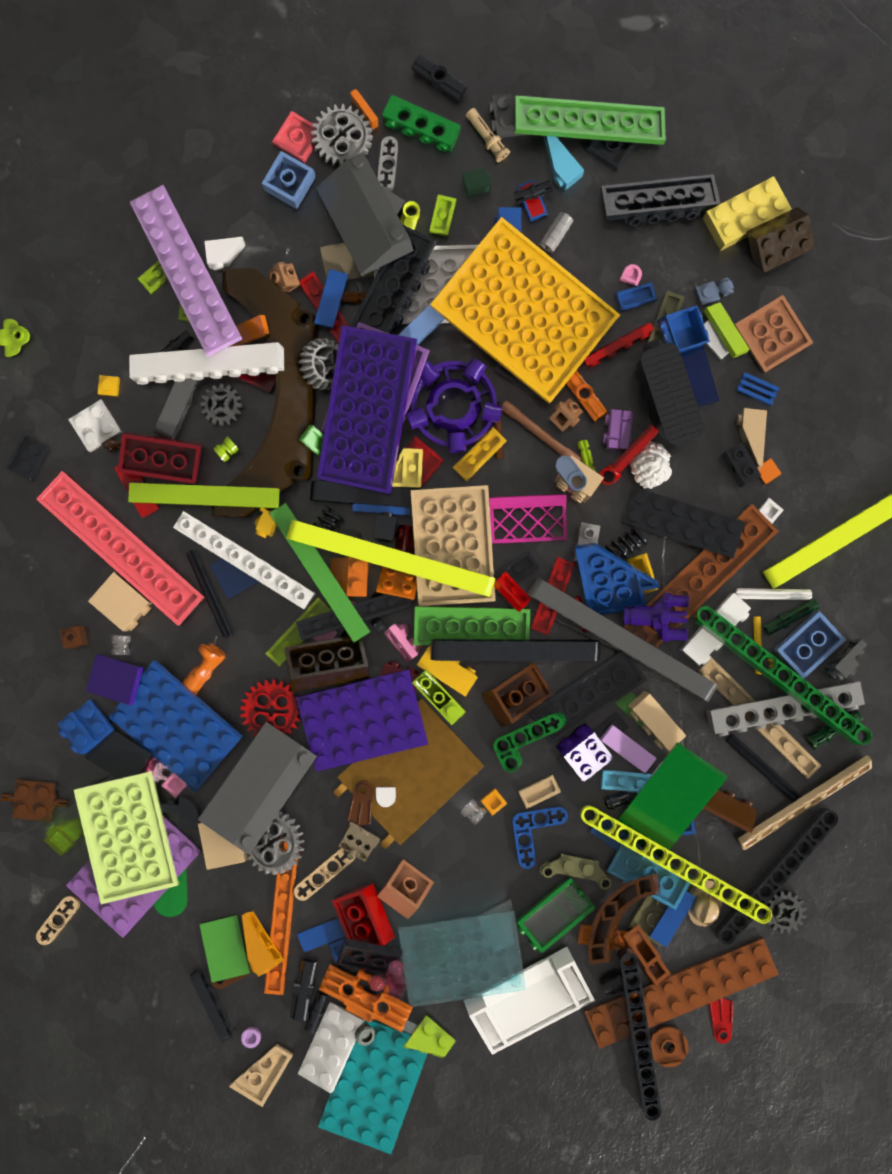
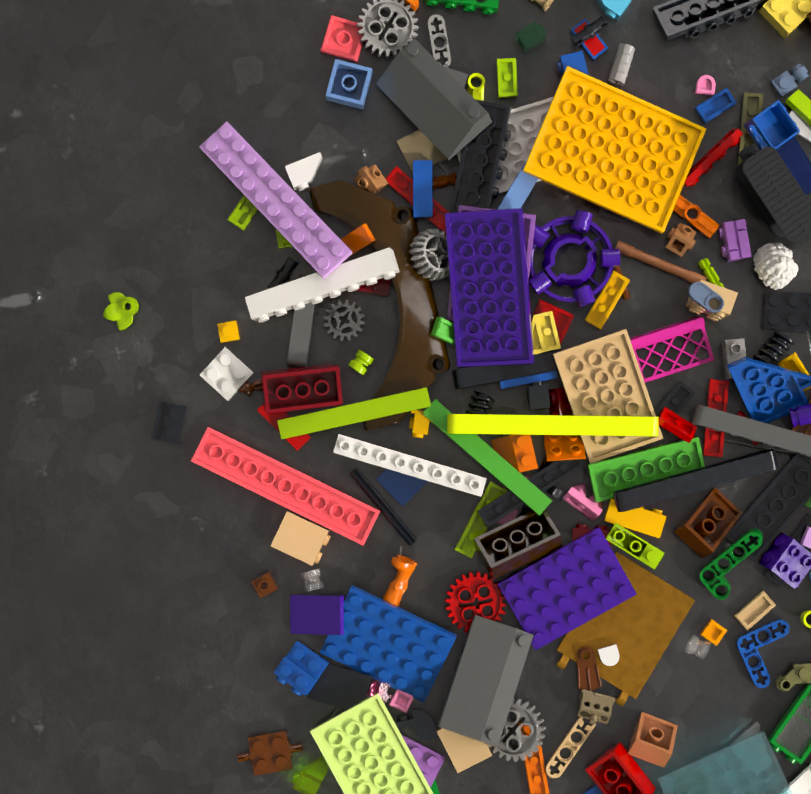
camera: 15 degrees left, 0 degrees up
(634, 449) = (753, 261): red axle -> none

